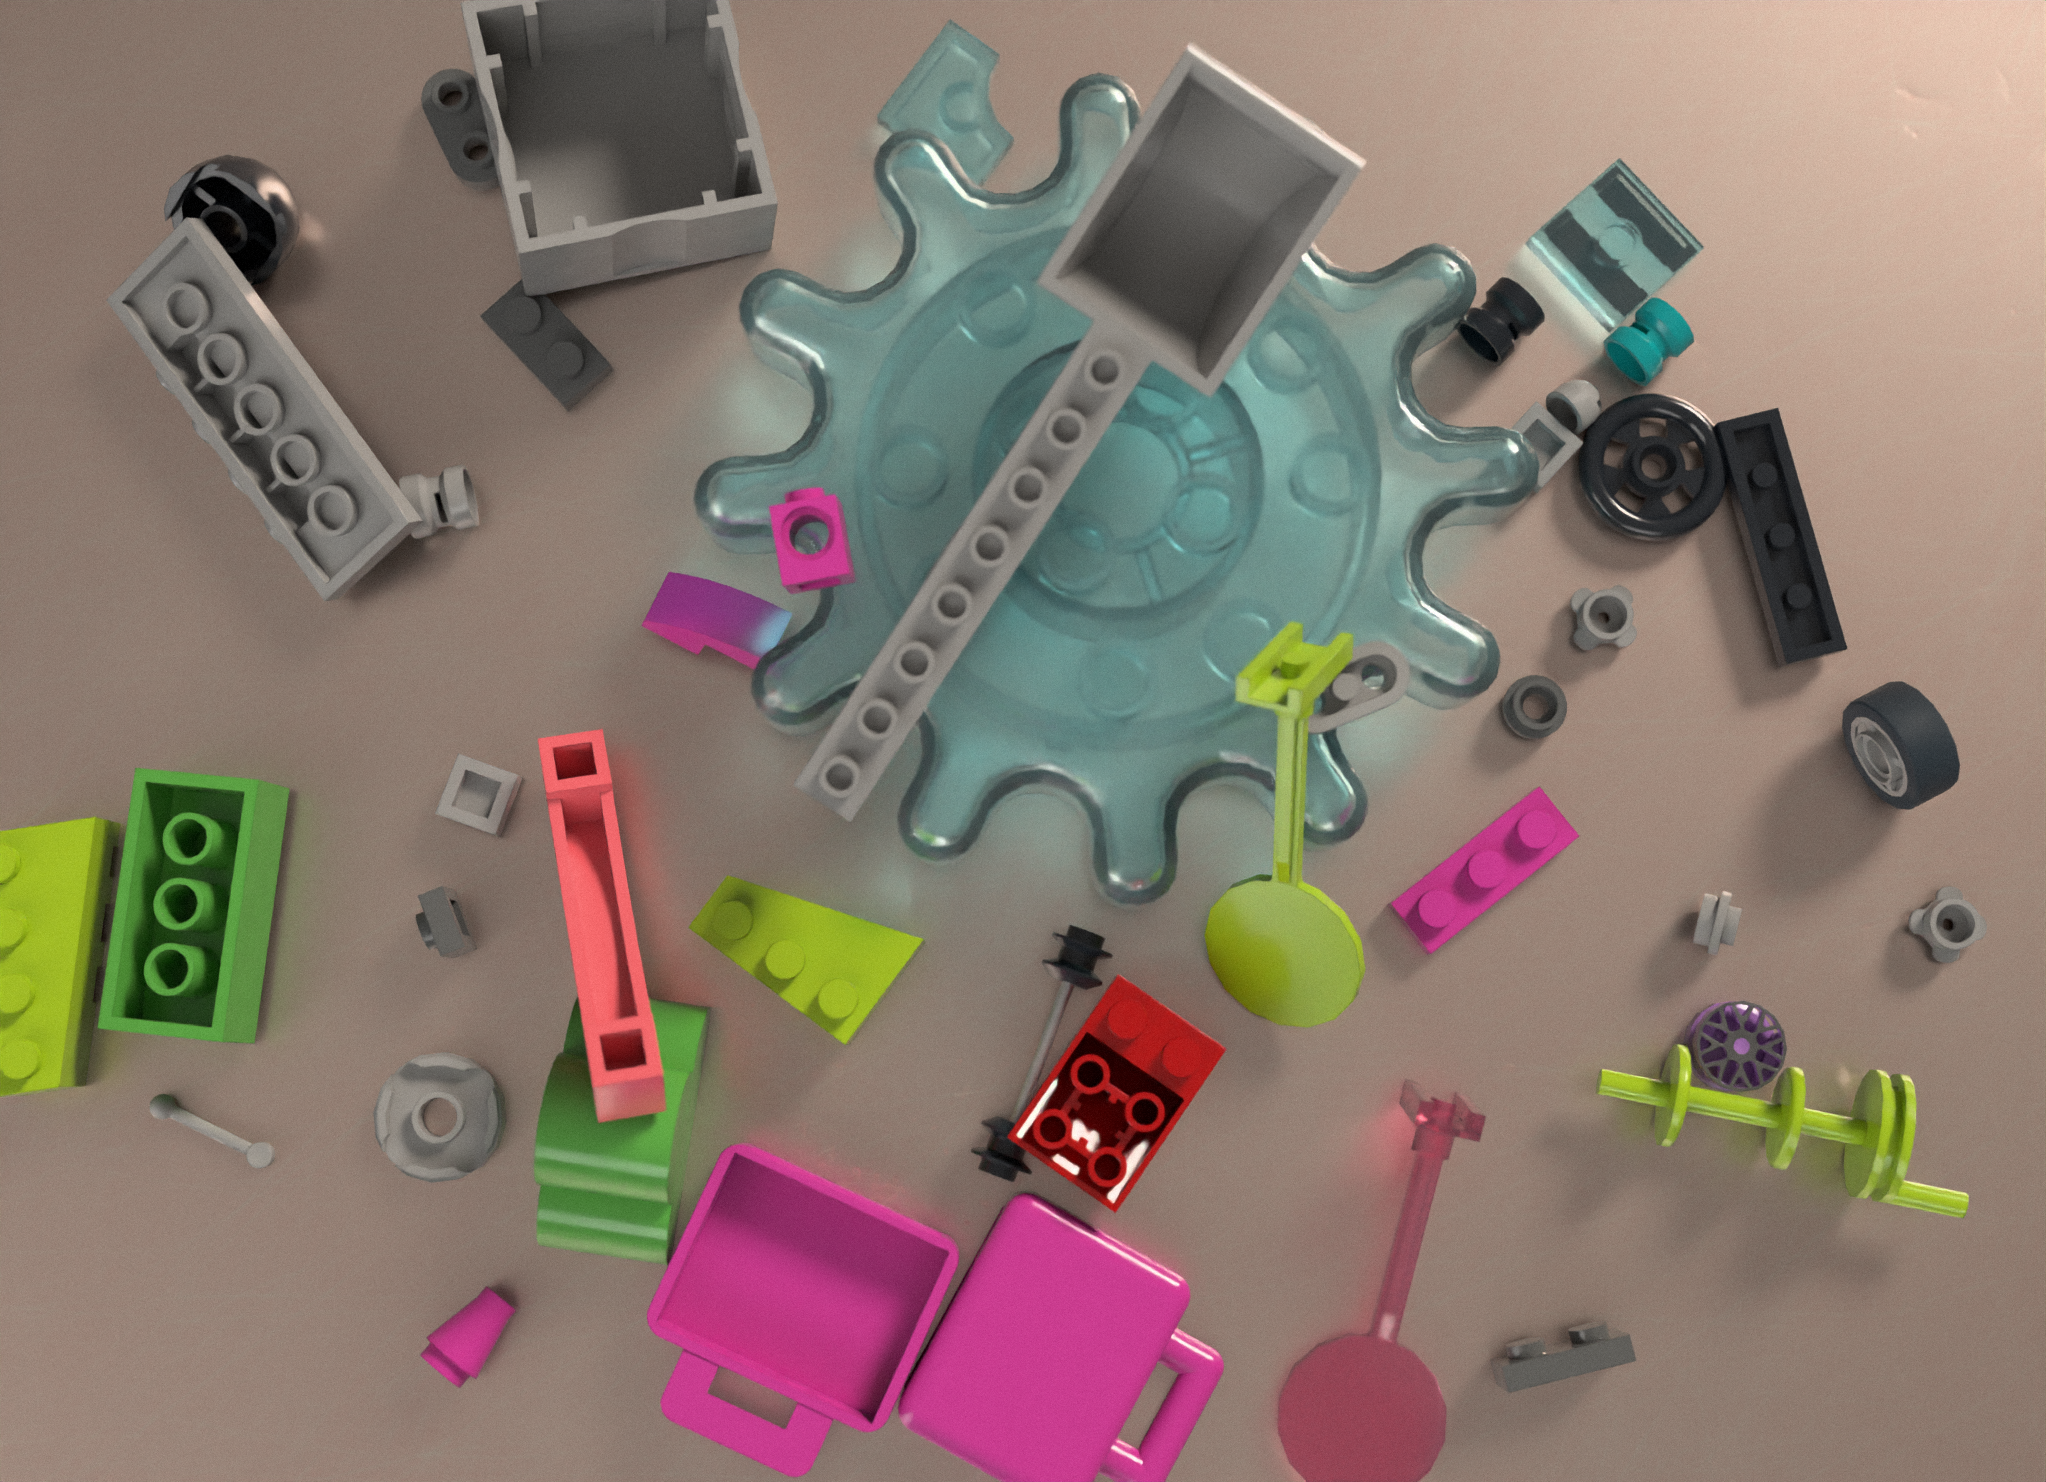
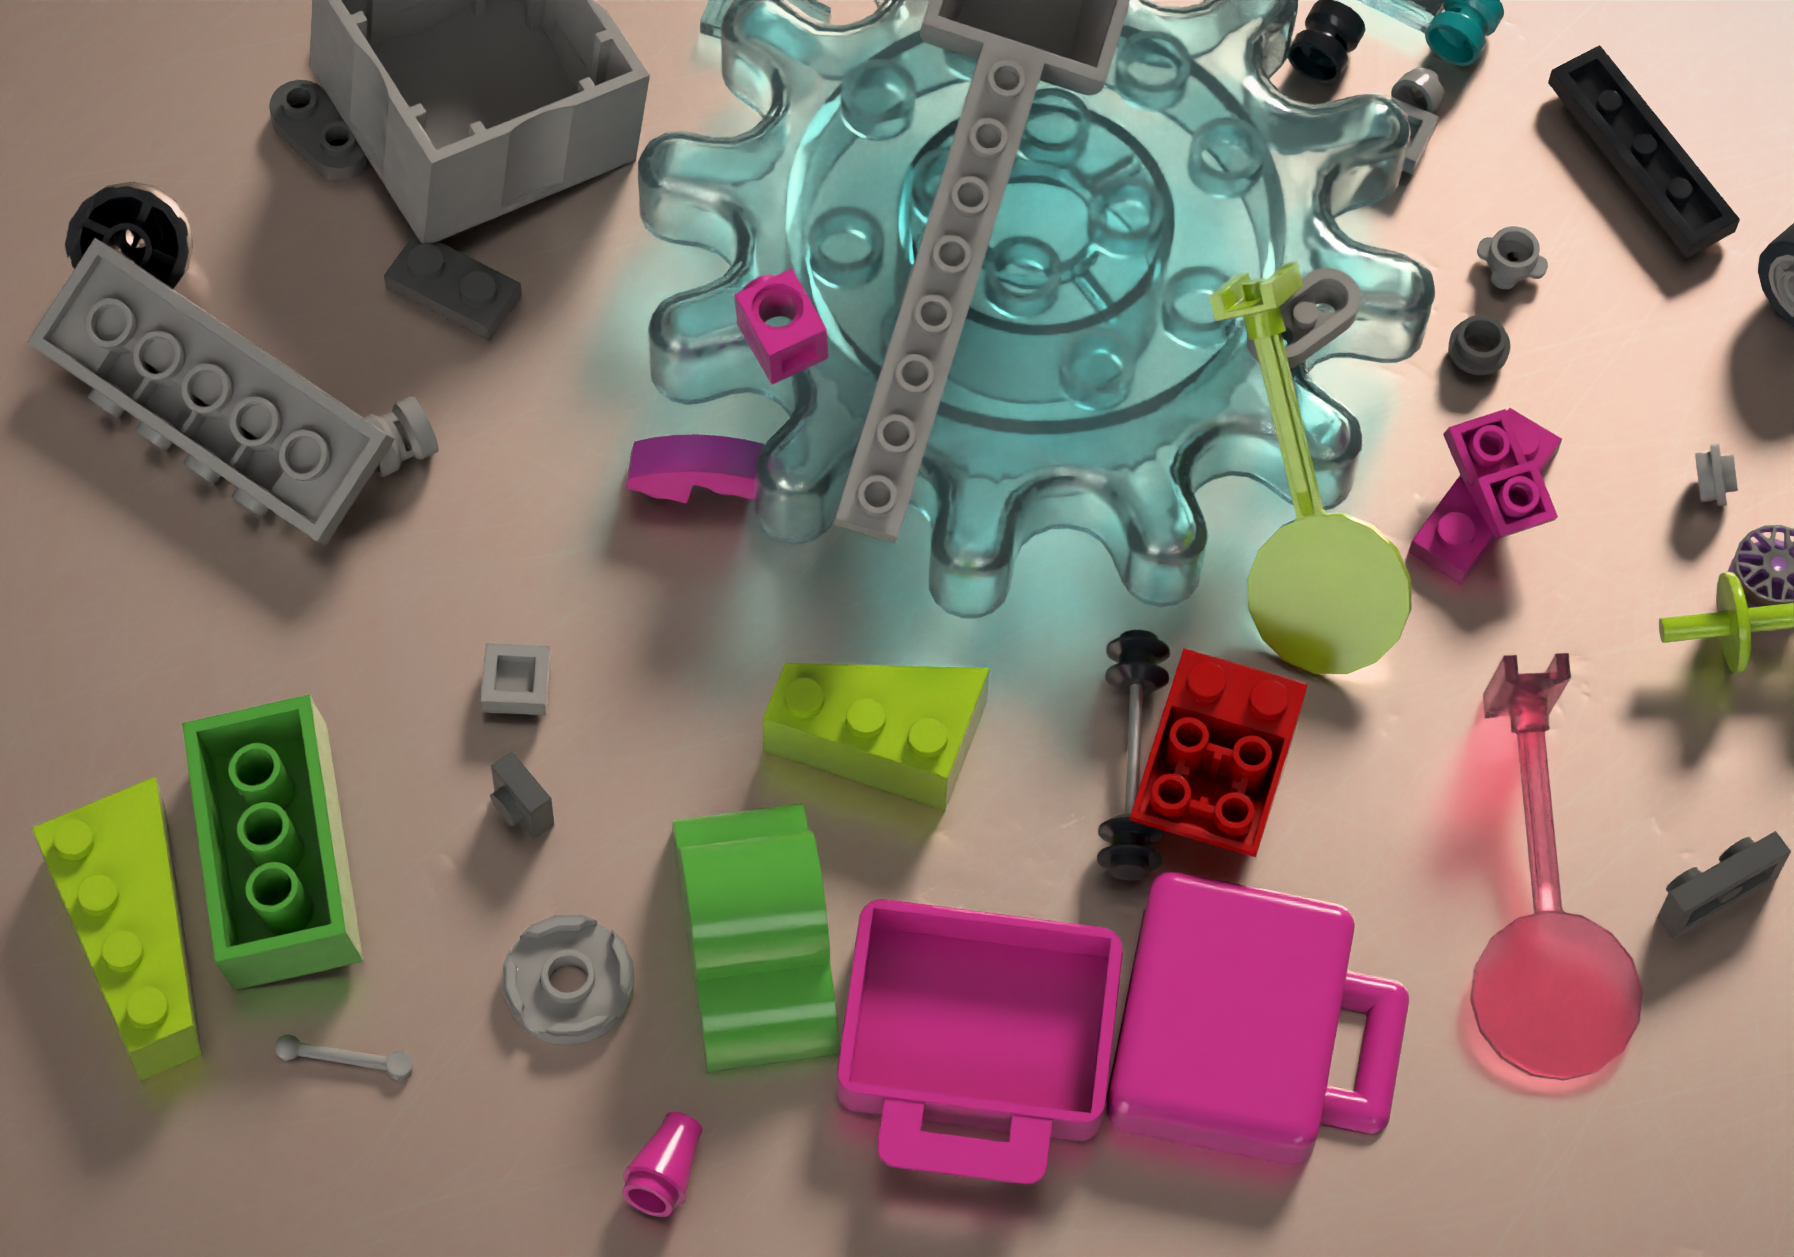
camera: 15 degrees left, 20 degrees down
(601, 928) = (741, 790): coral arch -> none
(1499, 870) = (1498, 476): none -> dark pink slope
(1683, 425) = (1522, 85): black plate -> none

